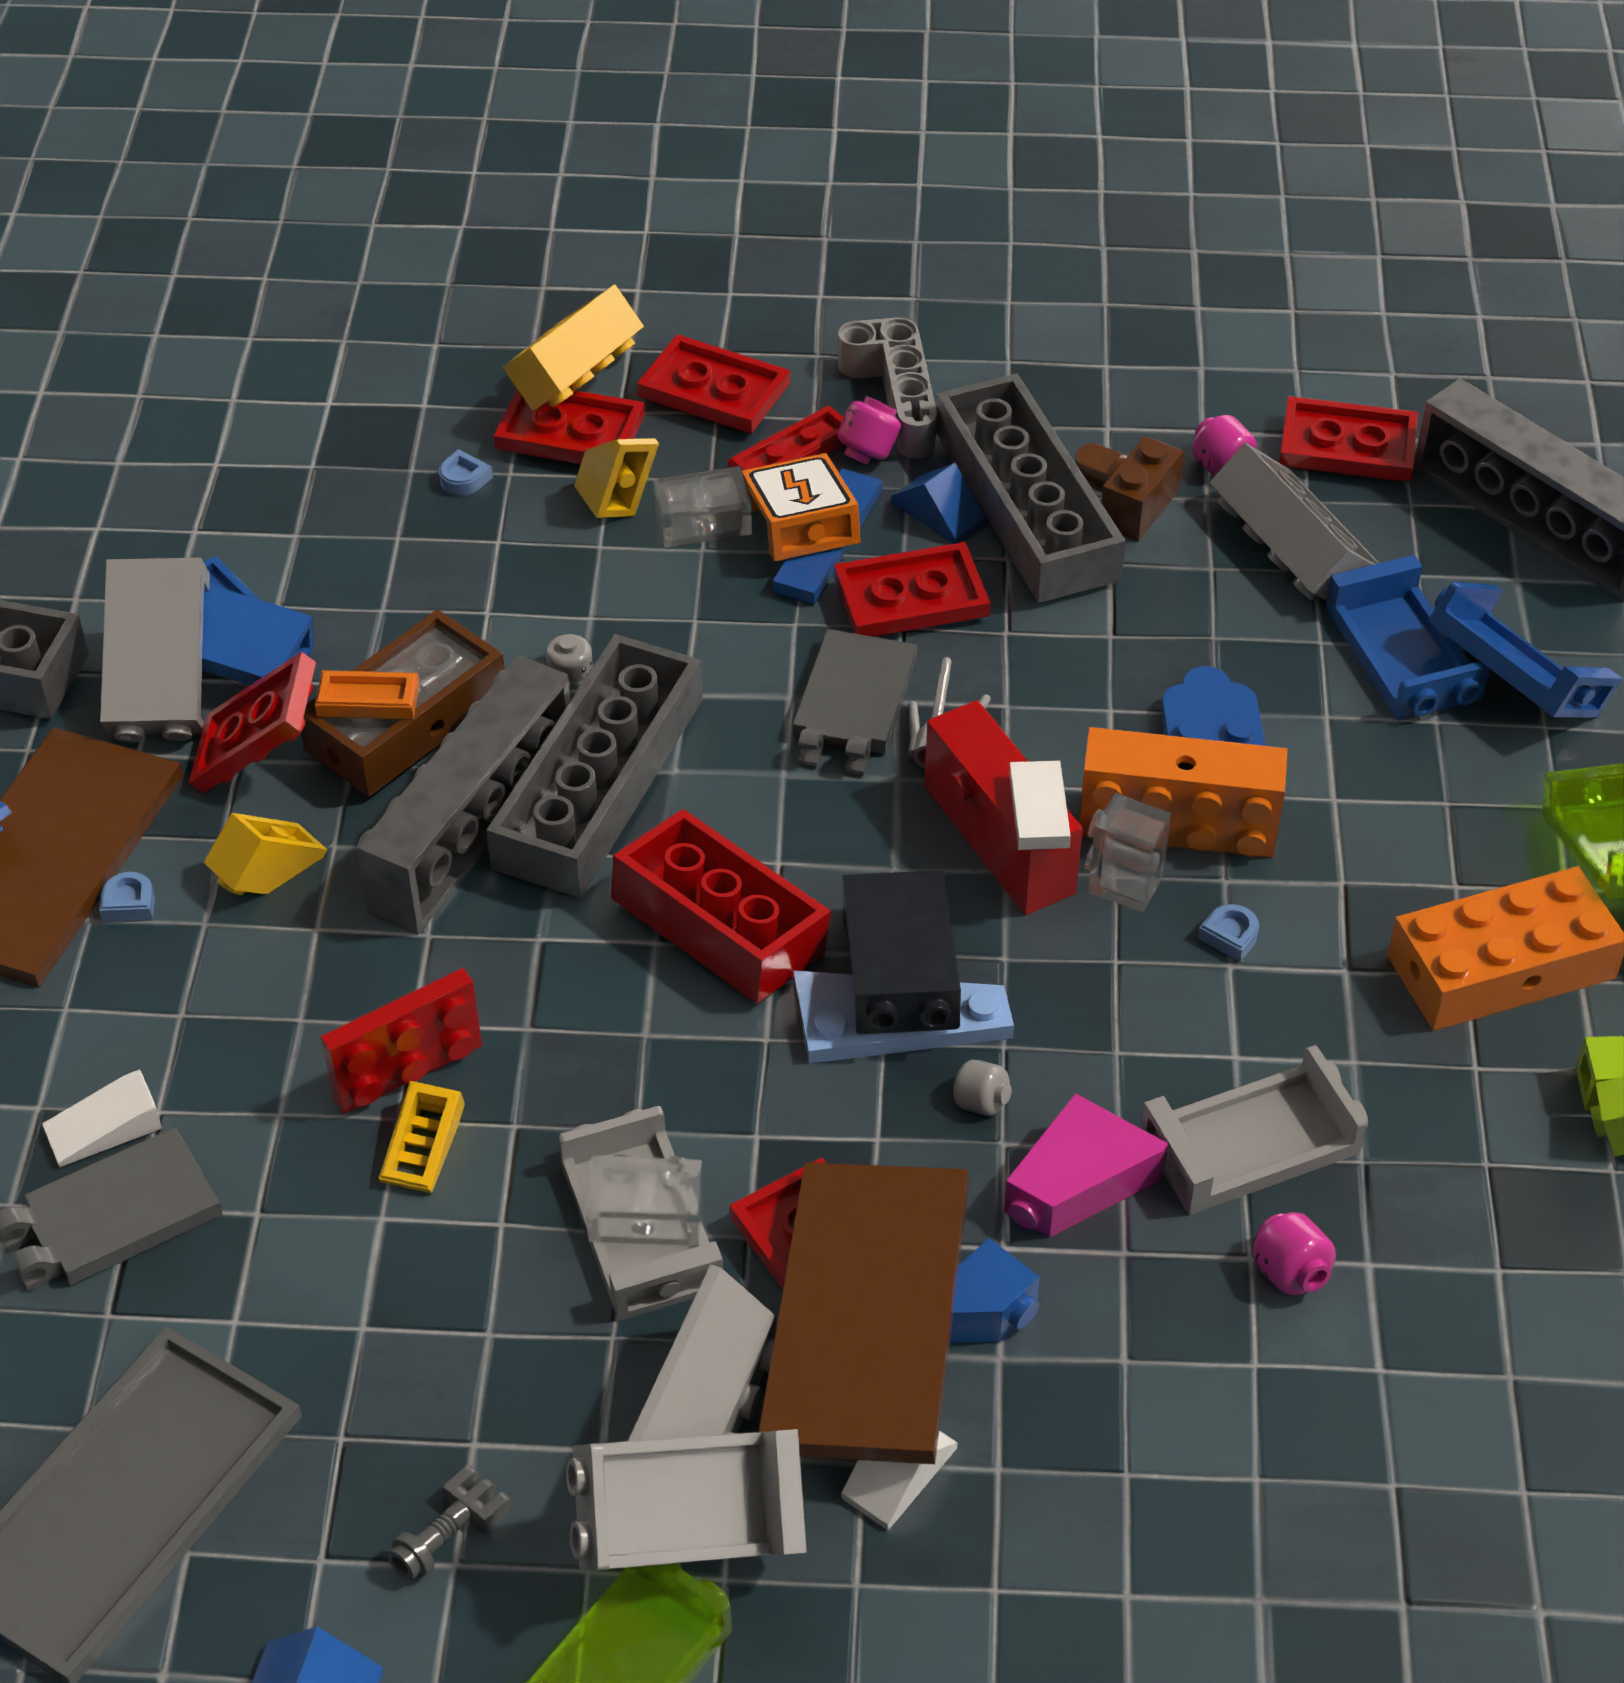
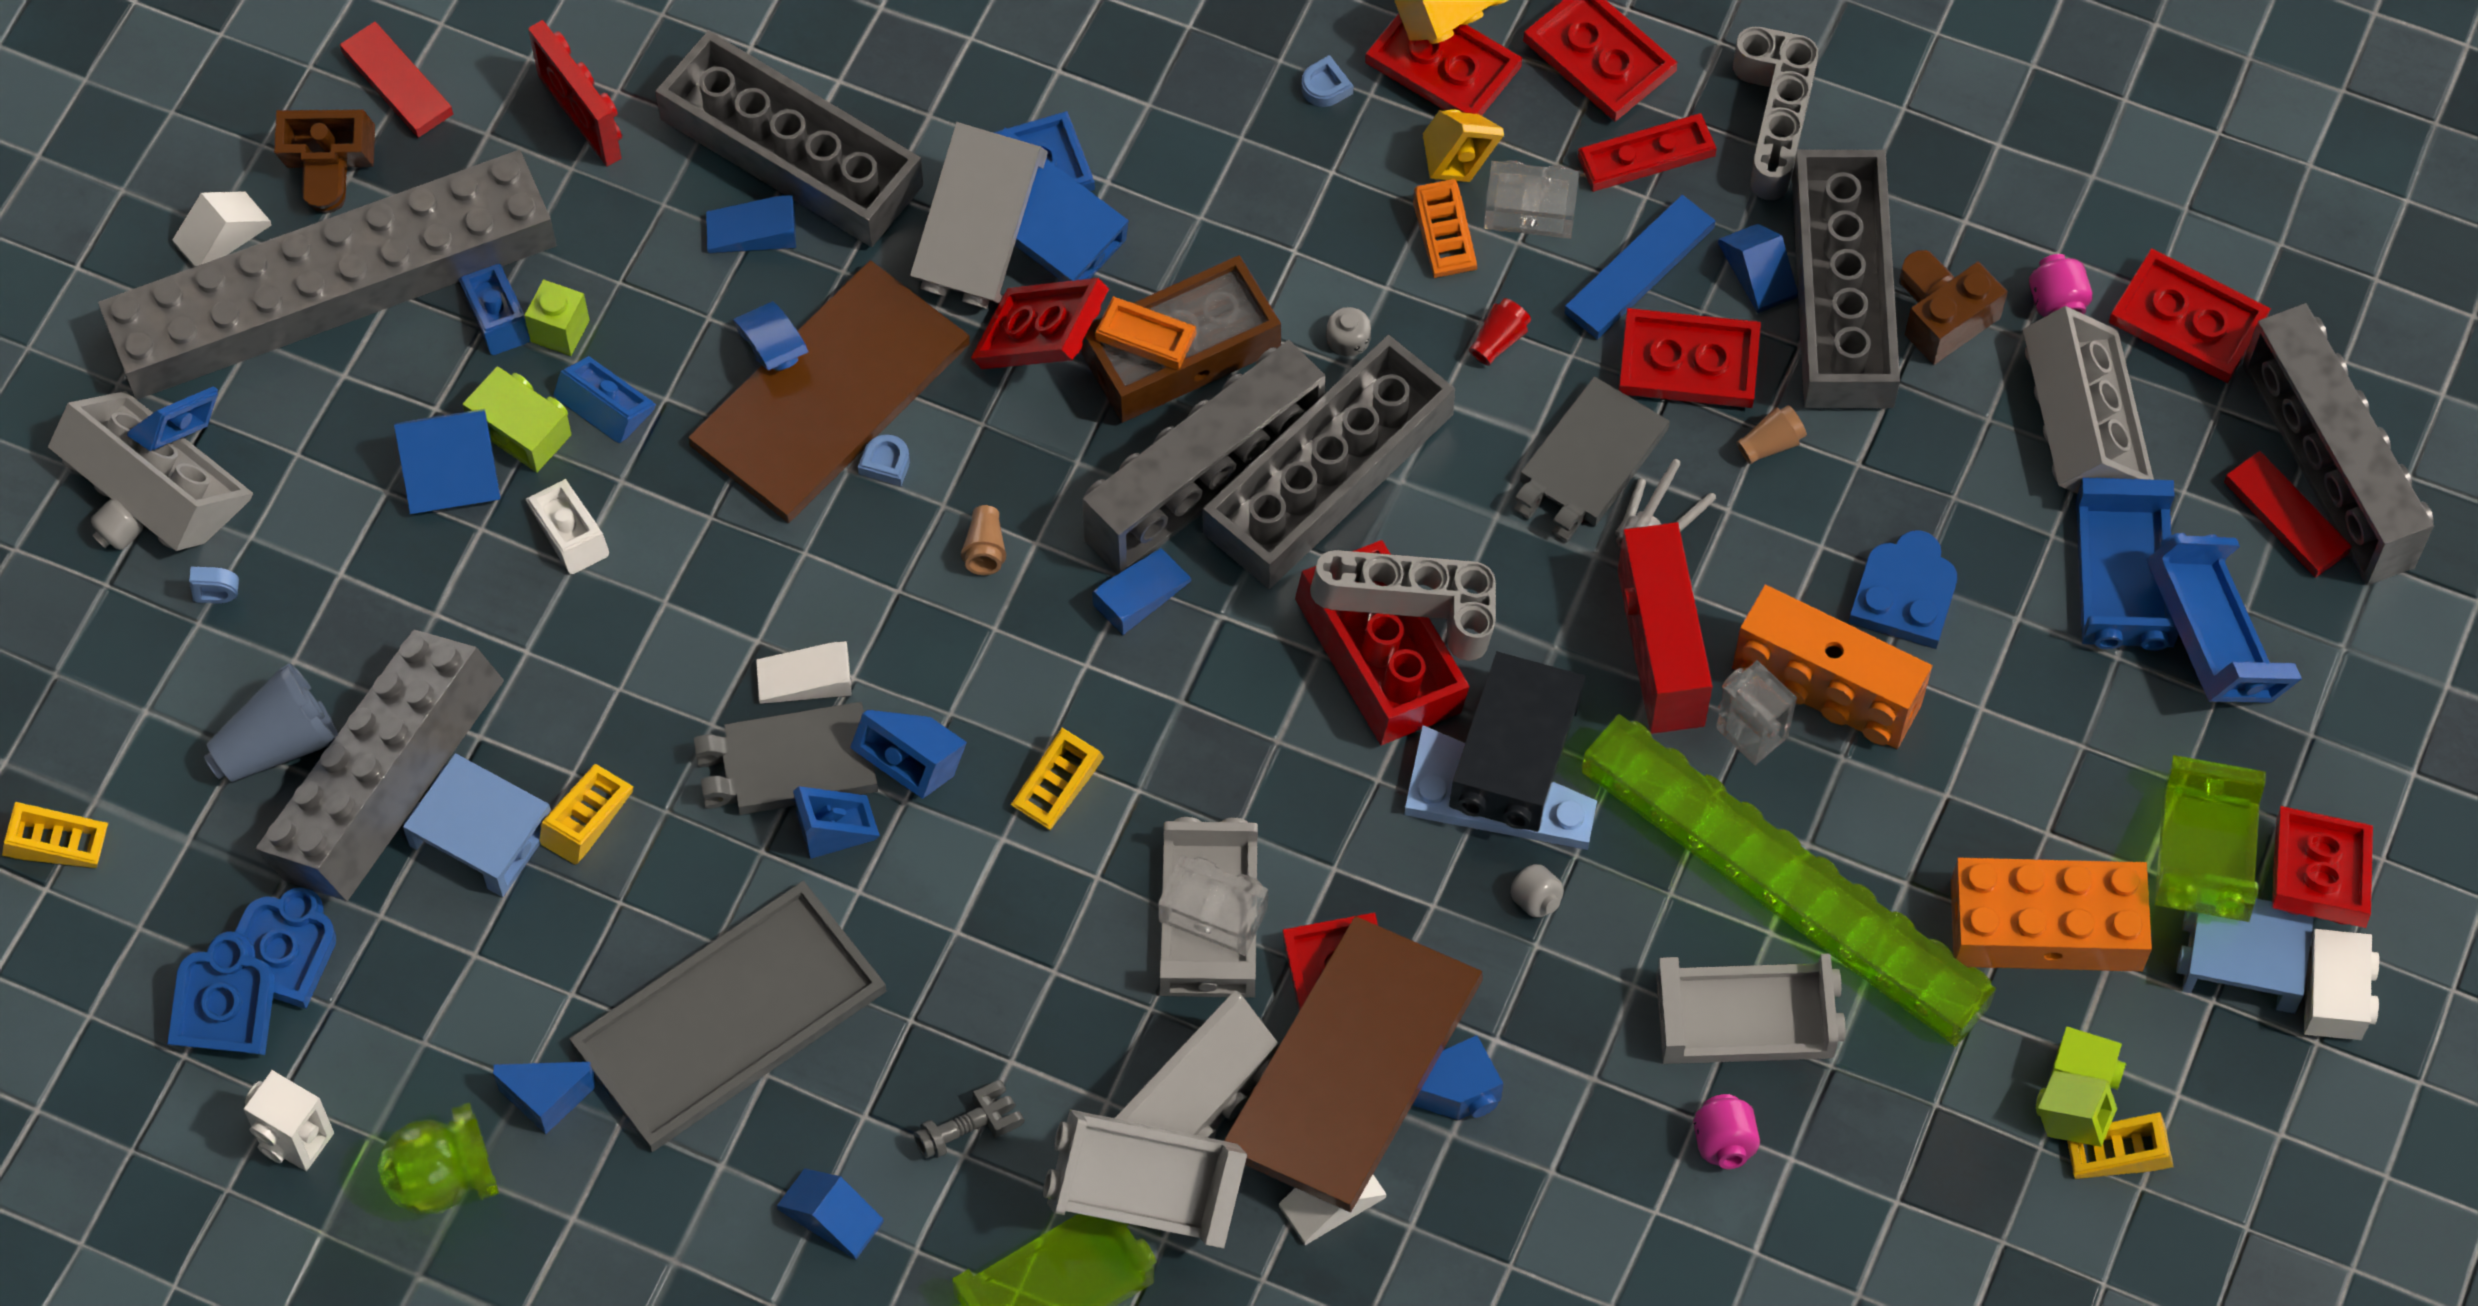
camera: 20 degrees right, 15 degrees up
(179, 1253) = (833, 820): none -> blue slope
(244, 1152) = (909, 749): none -> blue slope
(261, 853) = (1011, 456): yellow slope -> none
(262, 942) = (984, 542): none -> medium nougat cone
(402, 1041) = (1067, 690): red plate -> none
(442, 938) = (1139, 590): none -> blue slope
(616, 528) = (1441, 201): none -> orange slope
(719, 615) = (1500, 330): none -> red cone
(737, 833) = (1336, 589): none -> light grey beam
(804, 506) = (1621, 233): panel -> none
(869, 430) = (1722, 162): dark pink head -> none
(1022, 627) = (1772, 435): none -> medium nougat cone
(1039, 805) = (1681, 653): white tile -> none
(1082, 1168) = (1585, 995): dark pink slope -> none
(1230, 930) = (1822, 811): medium blue tile -> none
(1234, 997) = (1789, 879): none -> clear neon green brick
(1523, 564) = (2287, 514): none -> red tile

